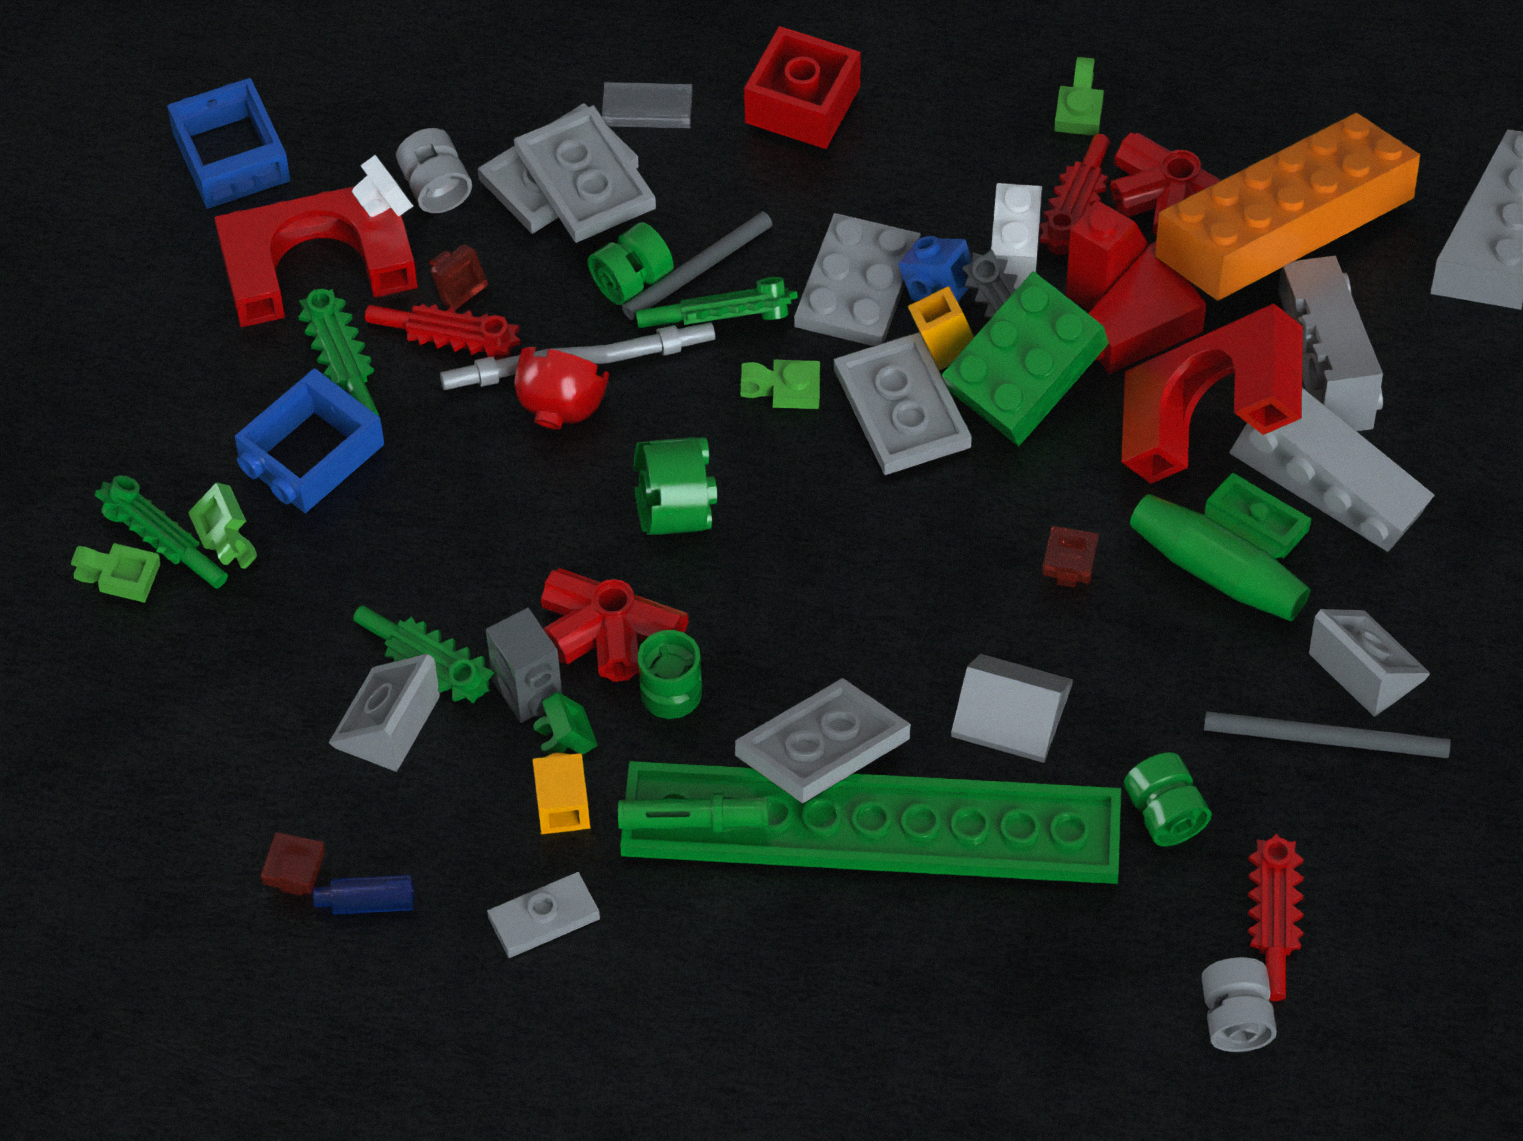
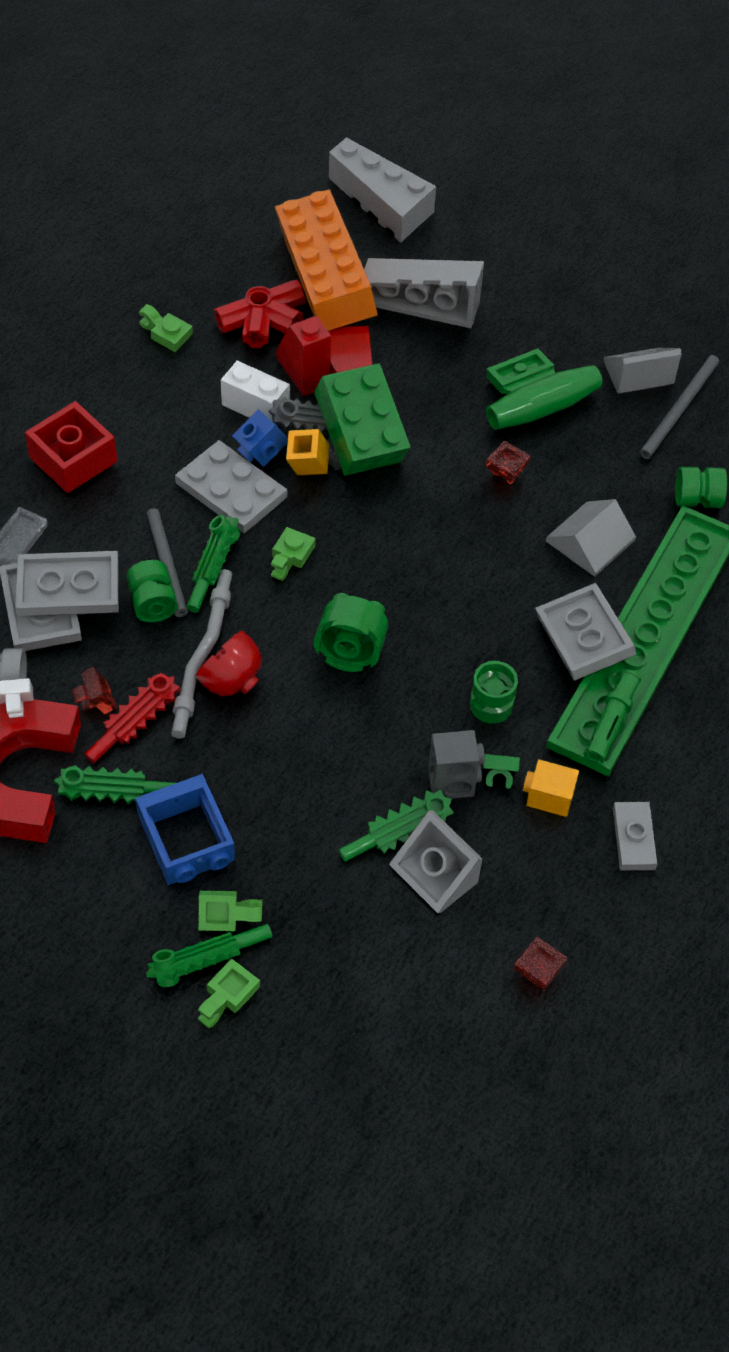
camera: 70 degrees left, 0 degrees up
(367, 894) = (578, 929): clear blue cylinder -> none
(592, 624) = (442, 712): red piece -> none
(902, 403) = (343, 499): light grey plate -> none
(1074, 197) = (231, 351): red piece -> none
(1164, 391) = (444, 297): red arch -> none
(1337, 473) = (505, 324): light grey wedge -> none

